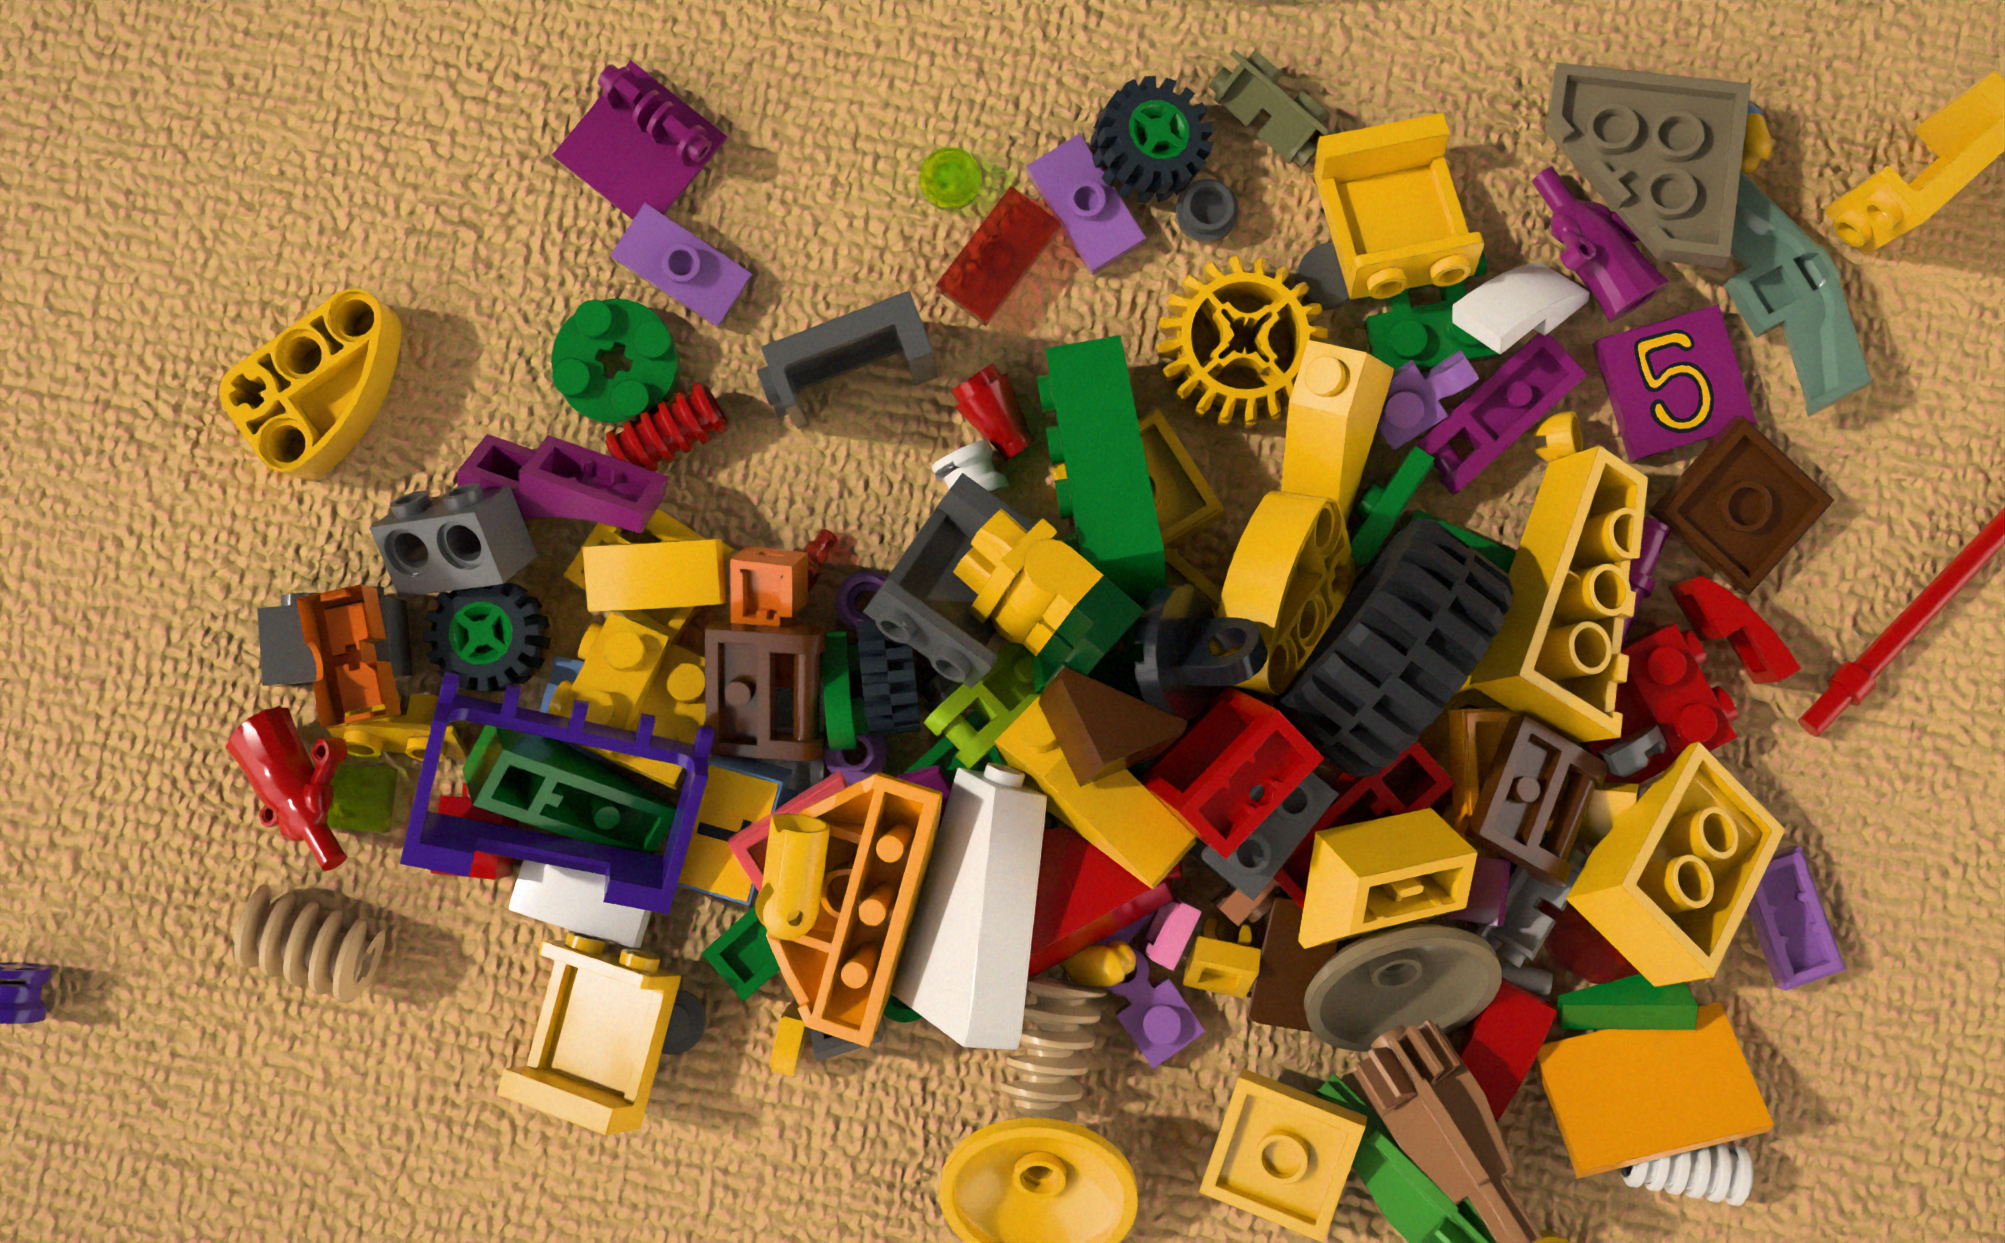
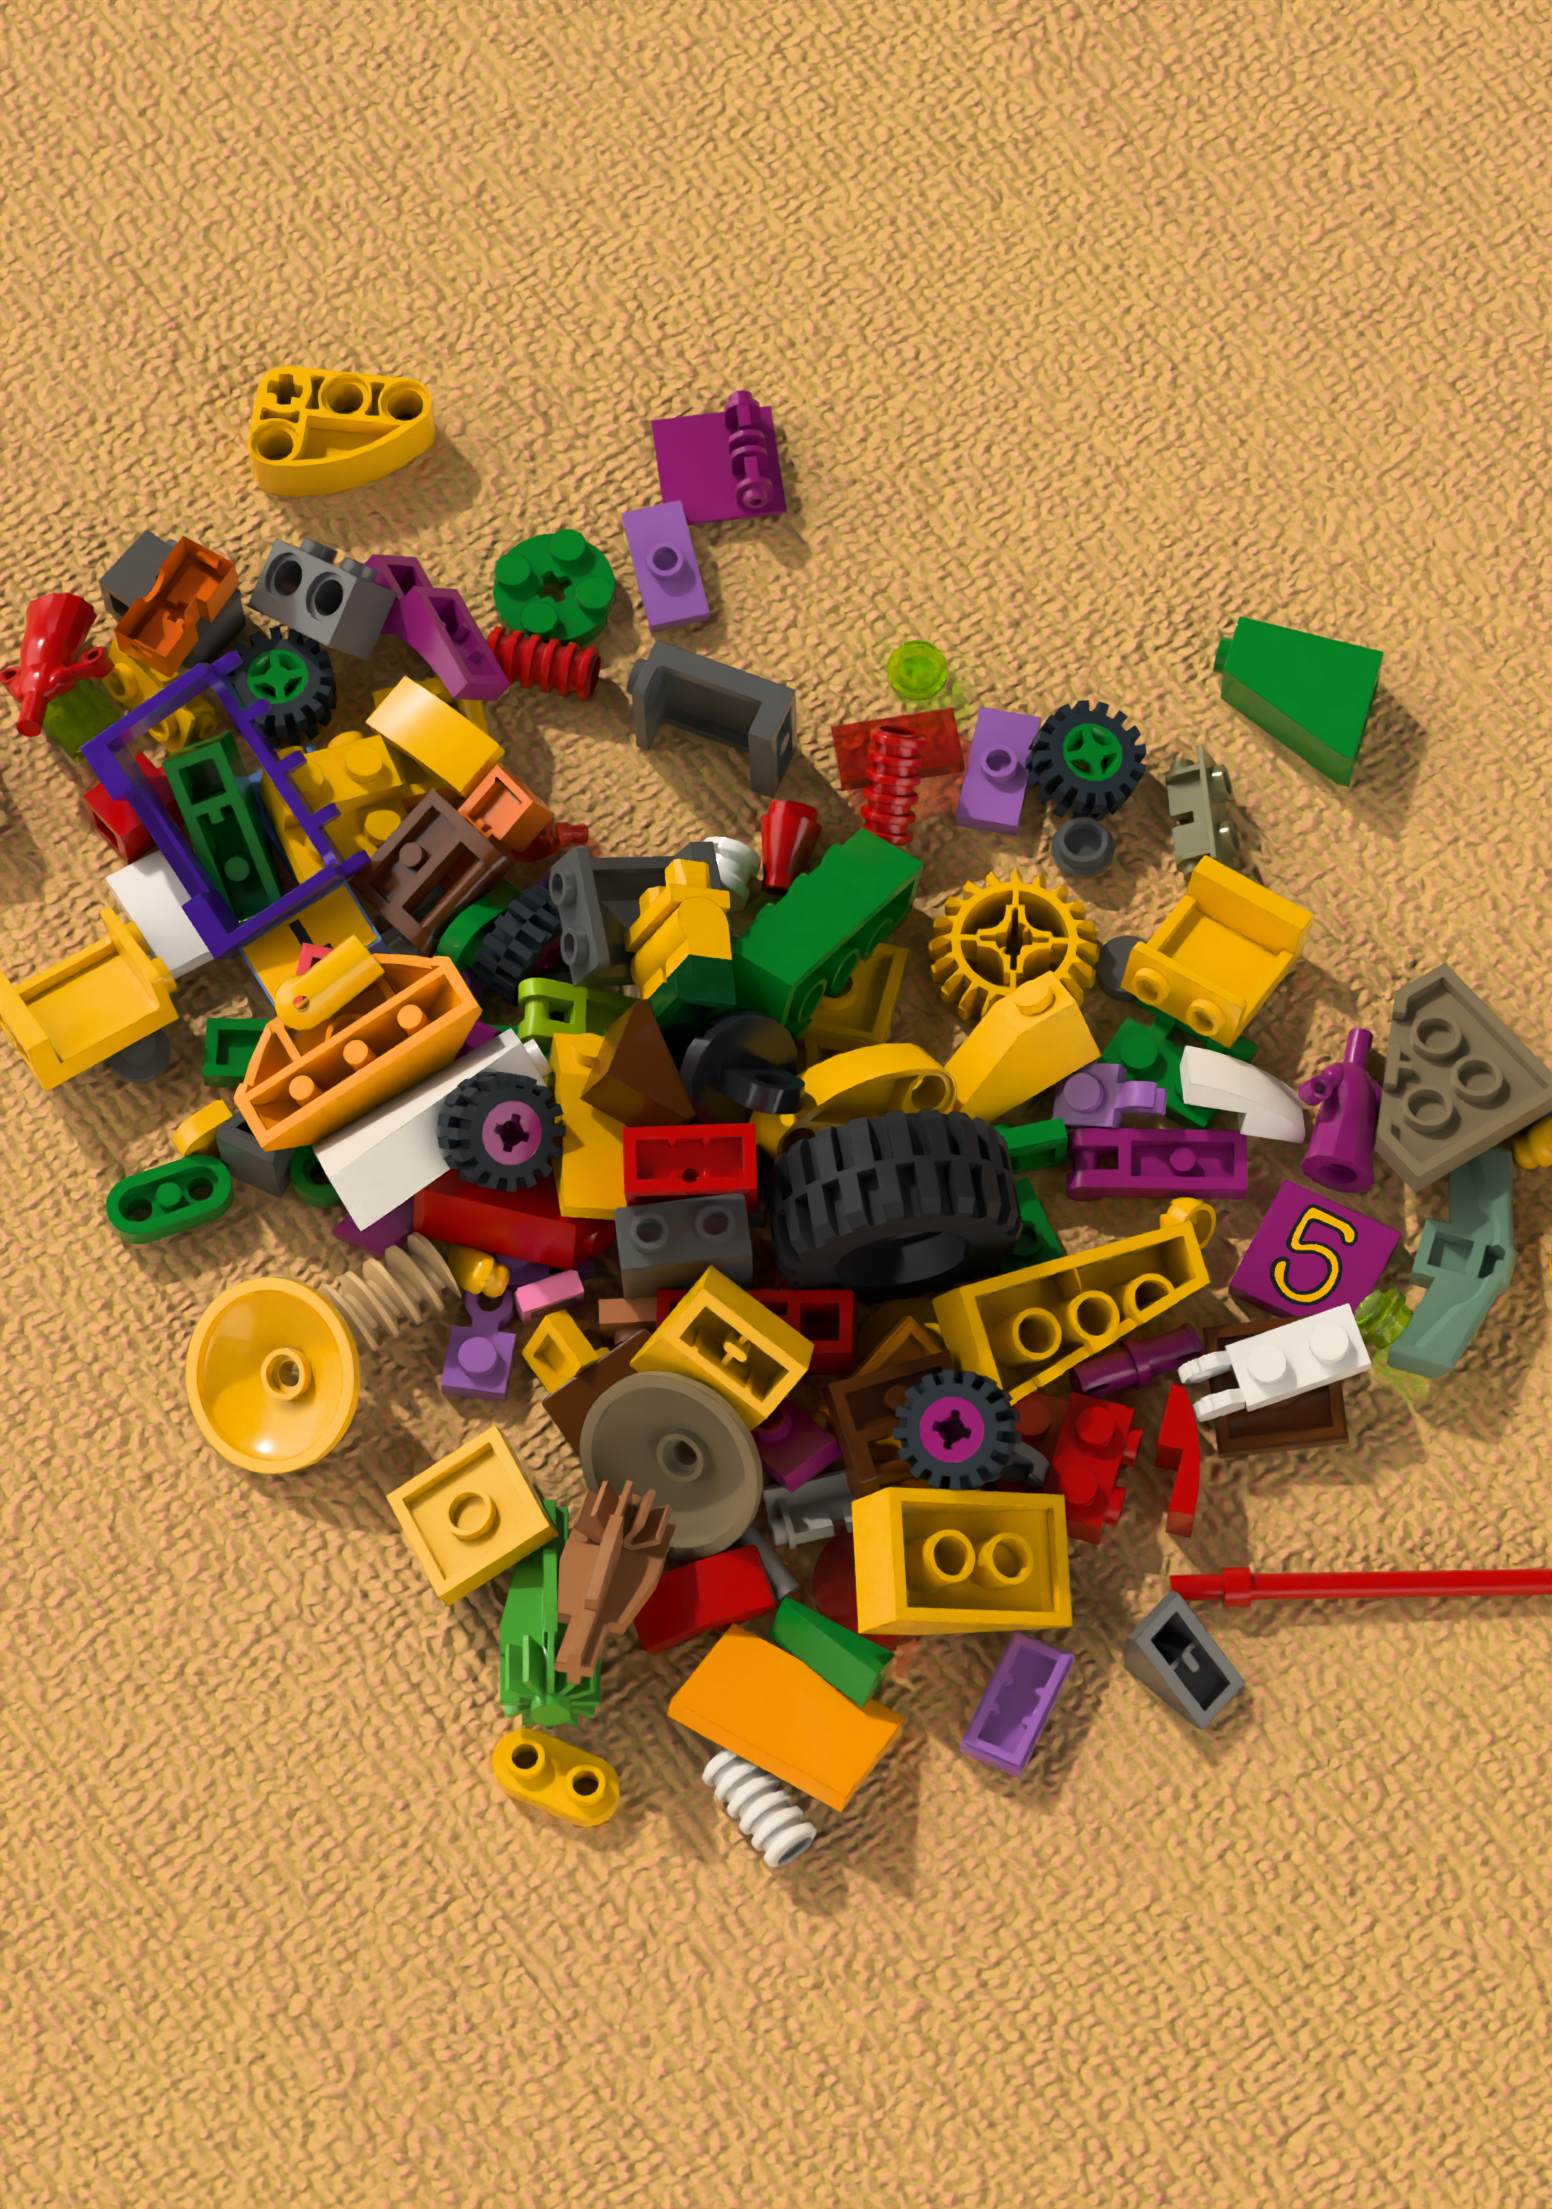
camera: 45 degrees right, 20 degrees down
(813, 1113) = (168, 1195): none -> green plate
(1032, 292) = (892, 783): none -> red piece
(1049, 872) = (479, 1126): none -> black wheel
(1586, 775) = (981, 1434): none -> black wheel
(1748, 491) = (1281, 1363): none -> white hinge
(1773, 384) = (1382, 1317): none -> clear neon green plate
(1869, 780) = (1181, 1662): none -> dark grey slope

